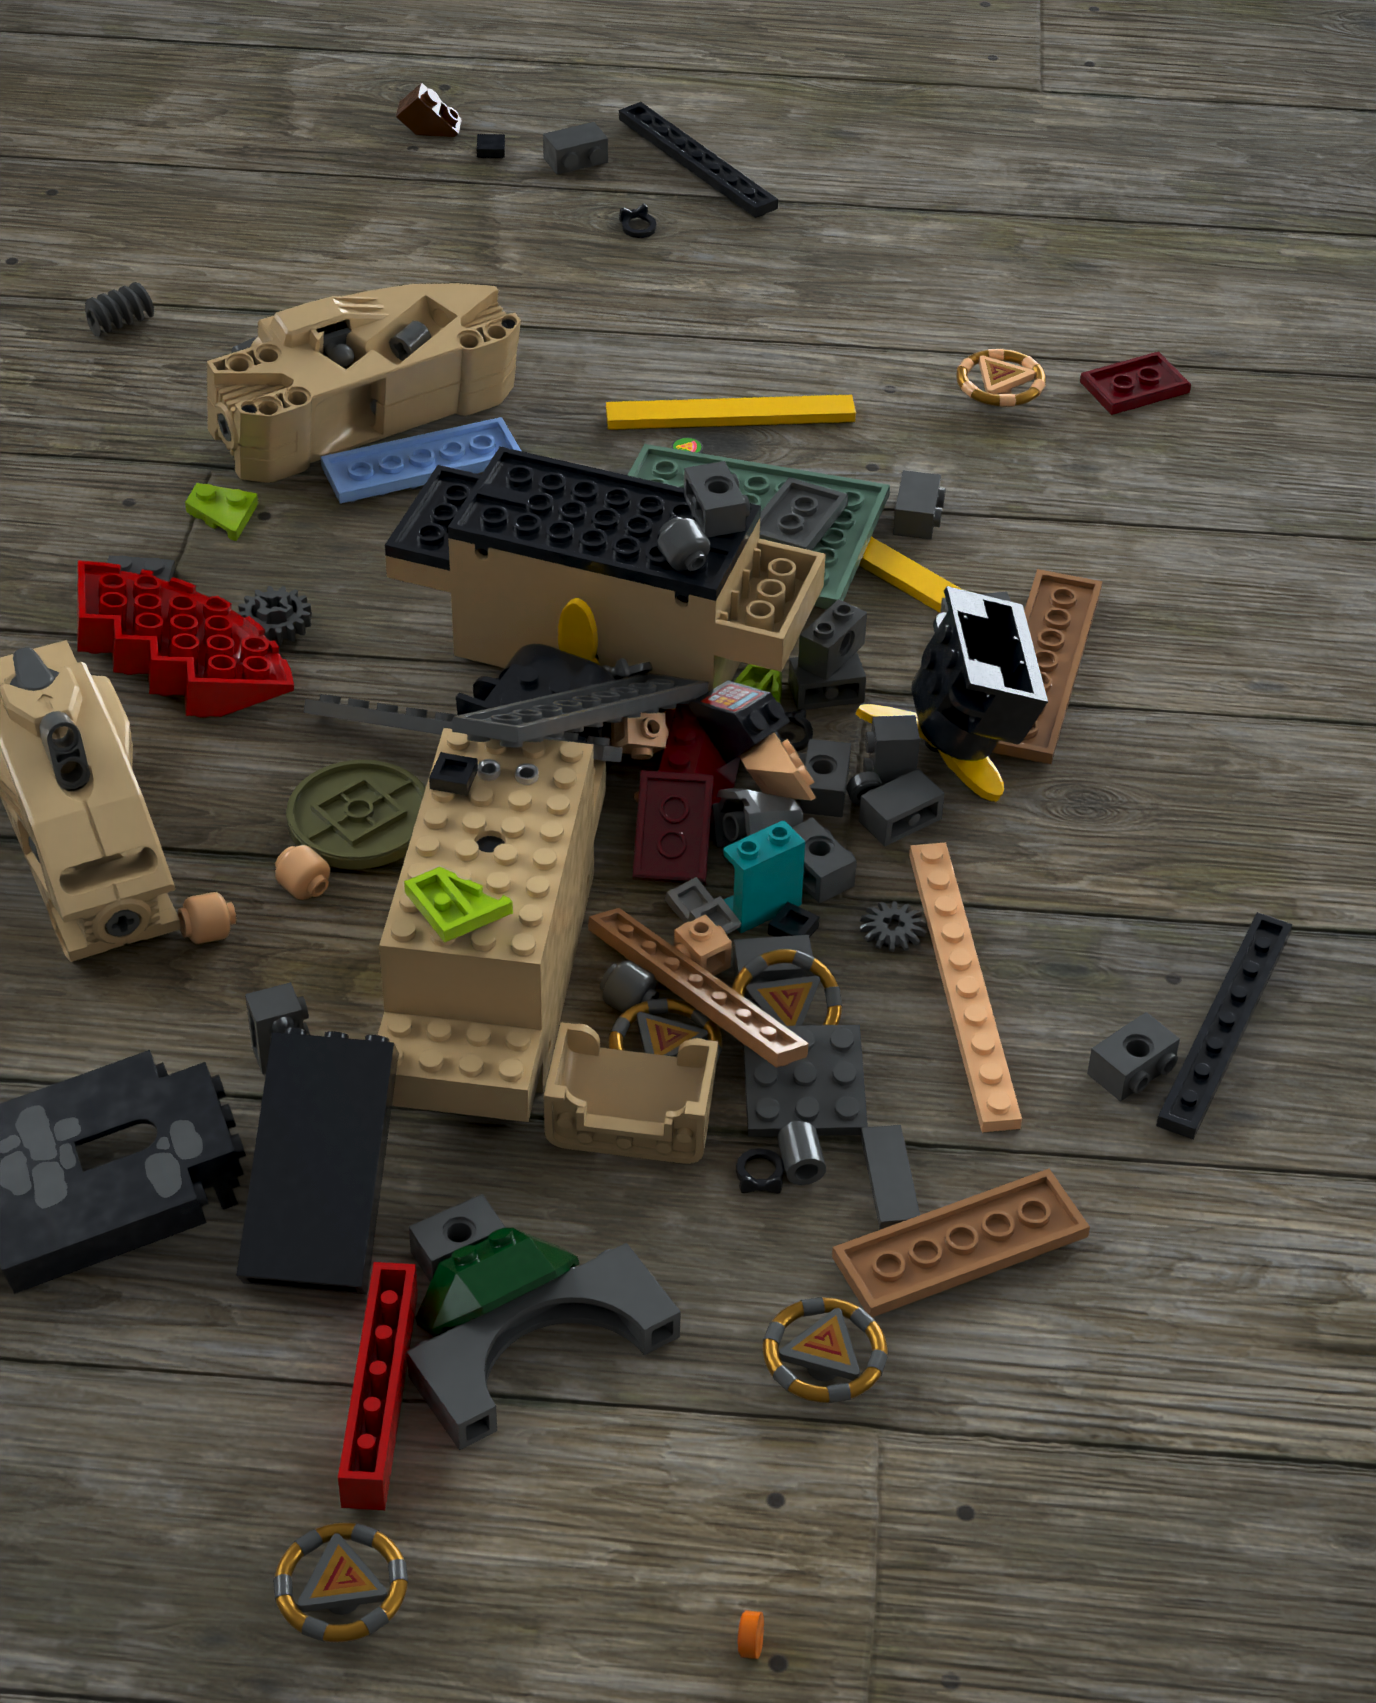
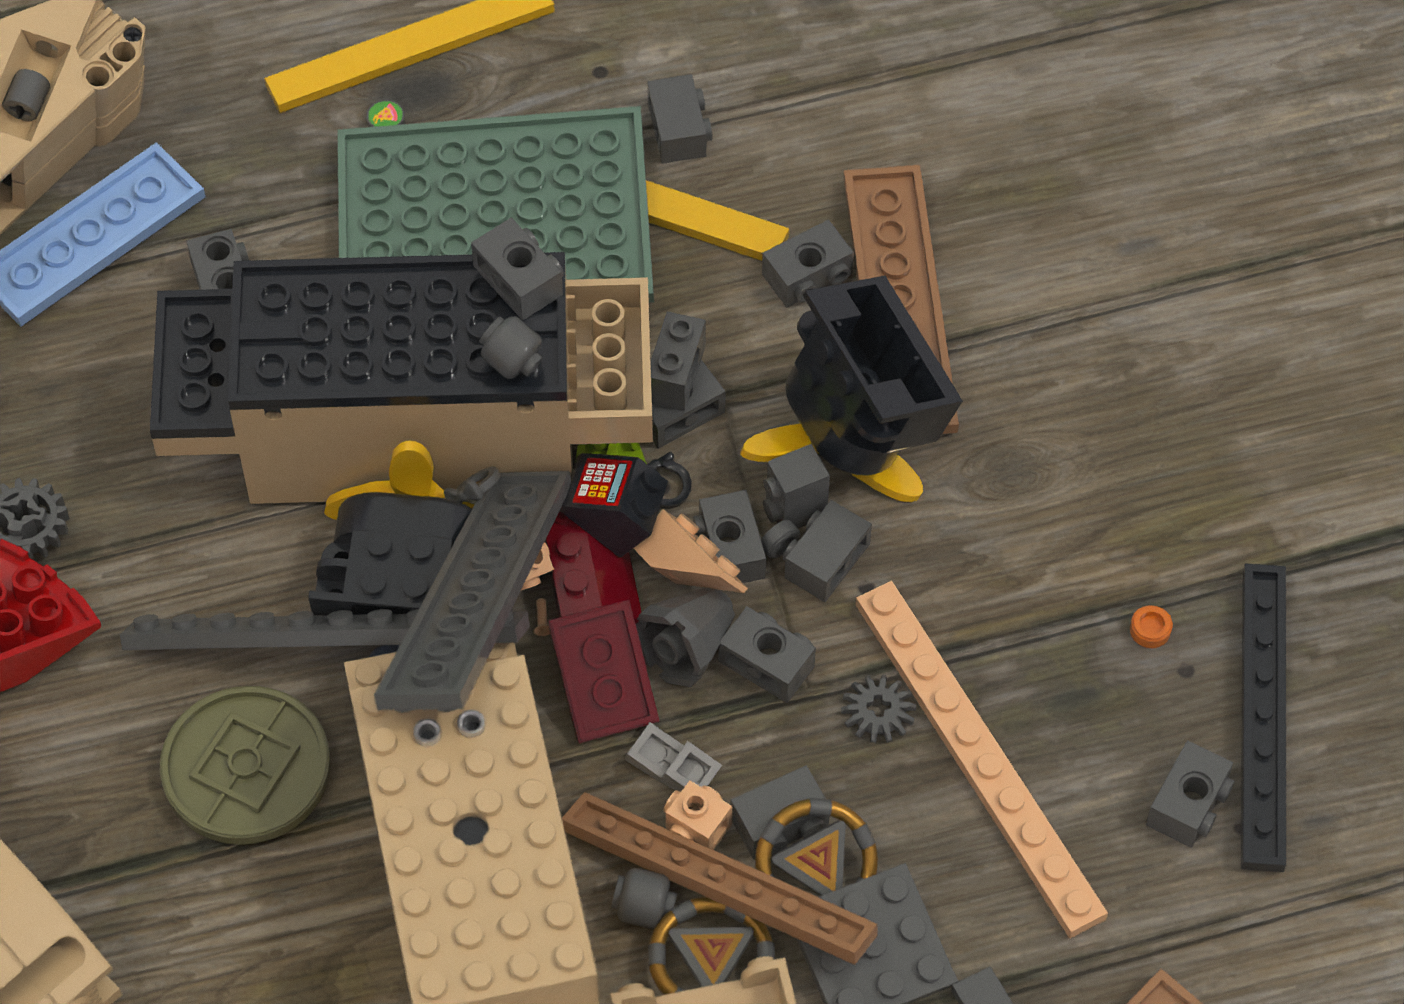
camera: 20 degrees left, 15 degrees up
(206, 918) = (144, 970): light nougat head -> none
(302, 872) = (222, 870): light nougat head -> none
(453, 773) = (396, 757): black tile -> none
(454, 904) = (478, 939): lime wing -> none
(766, 873) = (731, 704): teal panel -> none
(793, 922) = (774, 745): black tile -> none
(801, 514) = (563, 192): dark grey plate -> none
(1156, 937) = (1151, 626): none -> orange tile

